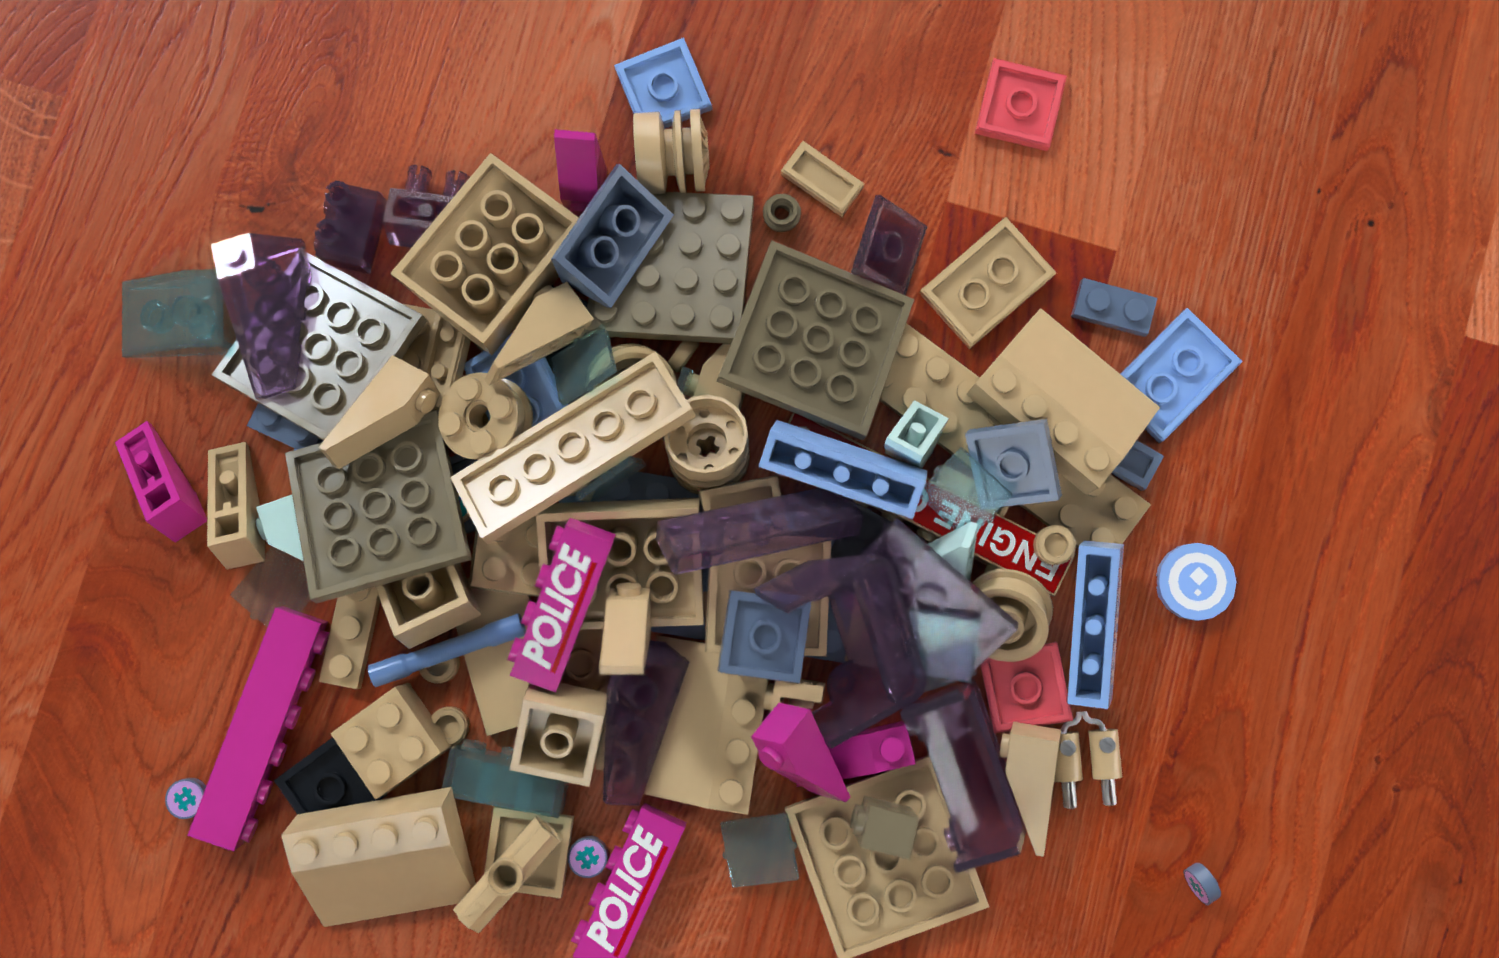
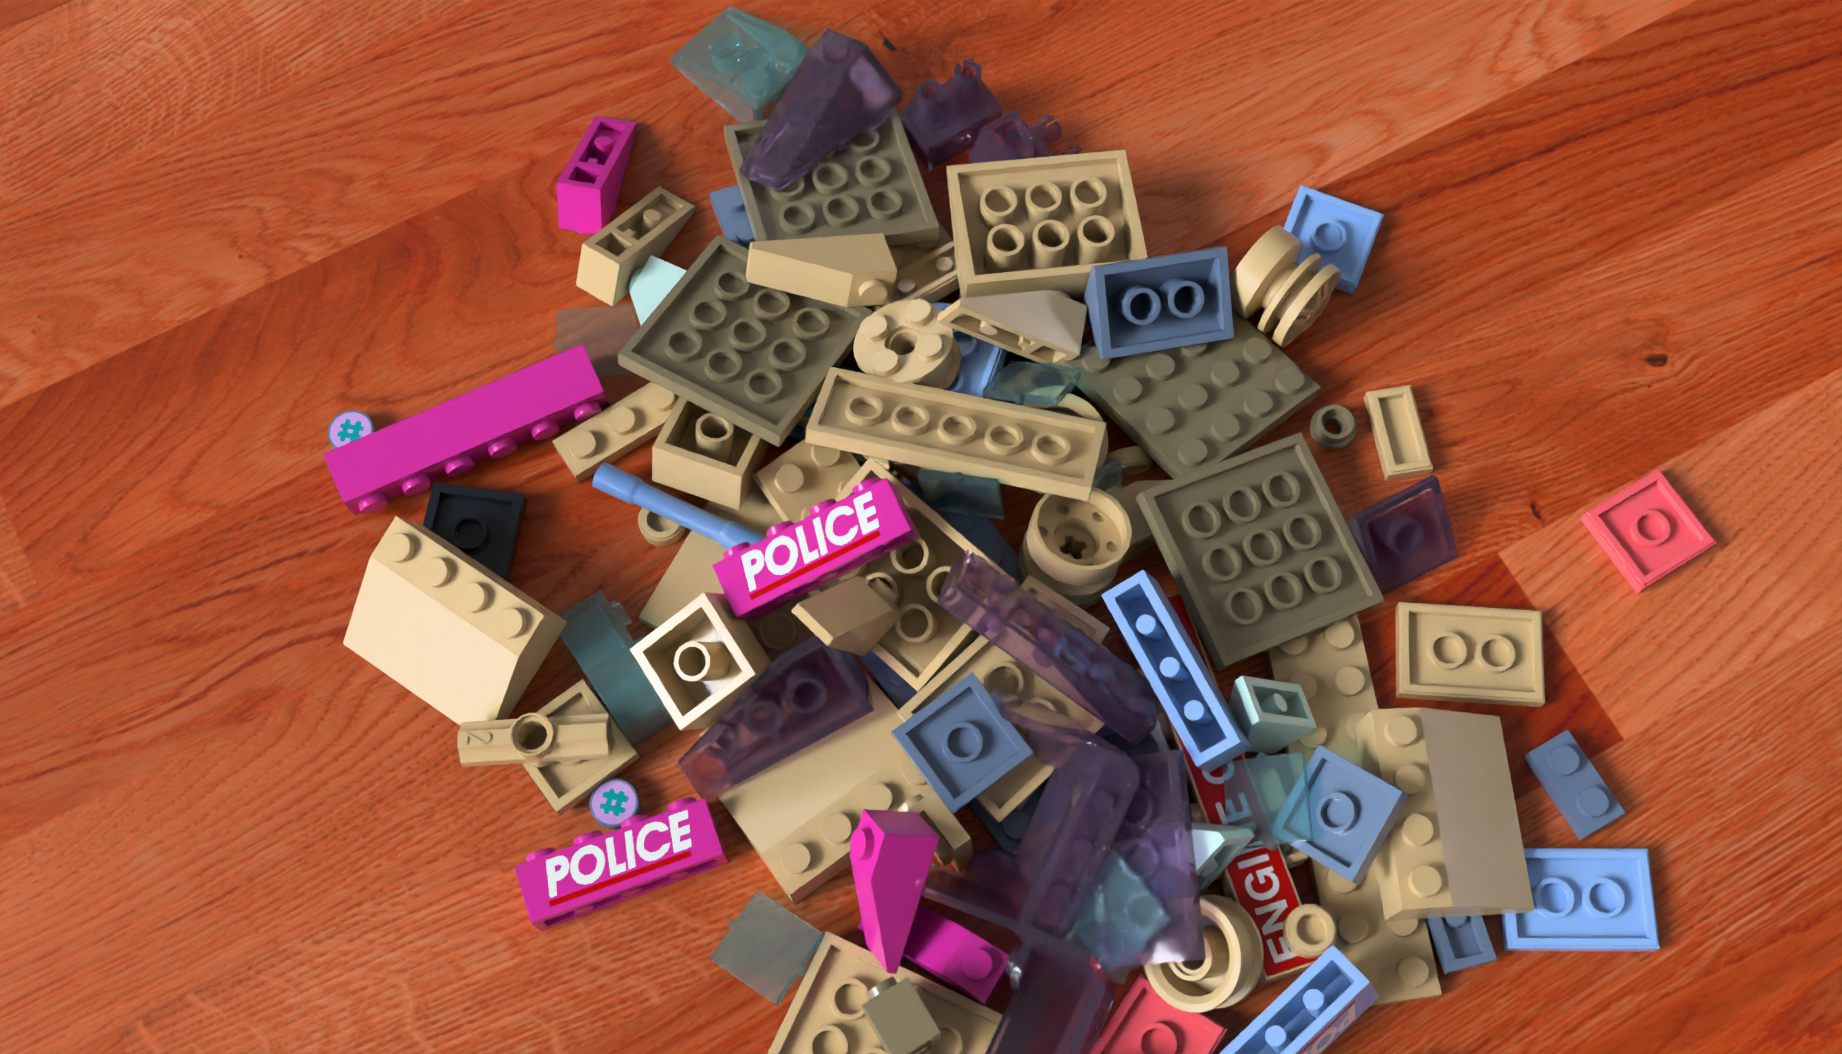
camera: 45 degrees right, 15 degrees down
(391, 740) = (559, 540): tan brick -> none
(453, 724) = (616, 579): tan tile -> none
(579, 168) = (1192, 217): dark pink slope -> none

